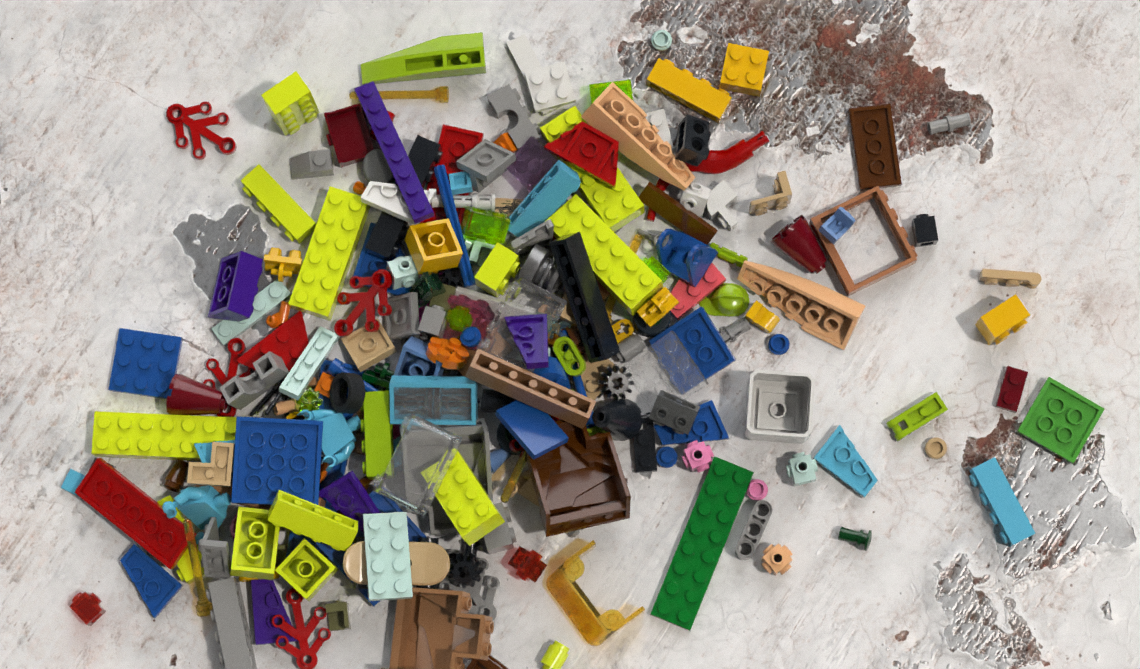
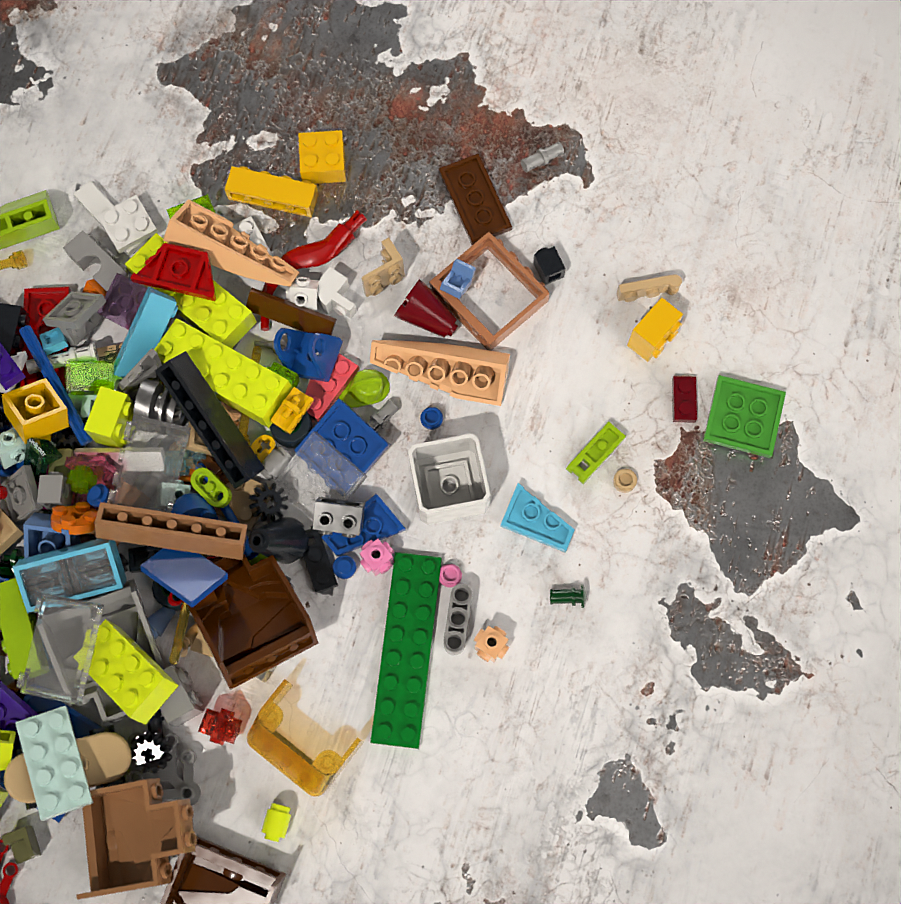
camera: 20 degrees left, 5 degrees down
(531, 338) = (160, 477): dark purple wing -> none
(661, 40) = (232, 151): light aqua plate -> none
(692, 140) = (287, 236): black brick -> none
(729, 255) = (355, 343): lime axle -> none
(762, 317) = (406, 395): yellow leg -> none
(798, 476) = (494, 547): light aqua brick -> none
(1002, 502) = (711, 516): medium azure brick -> none

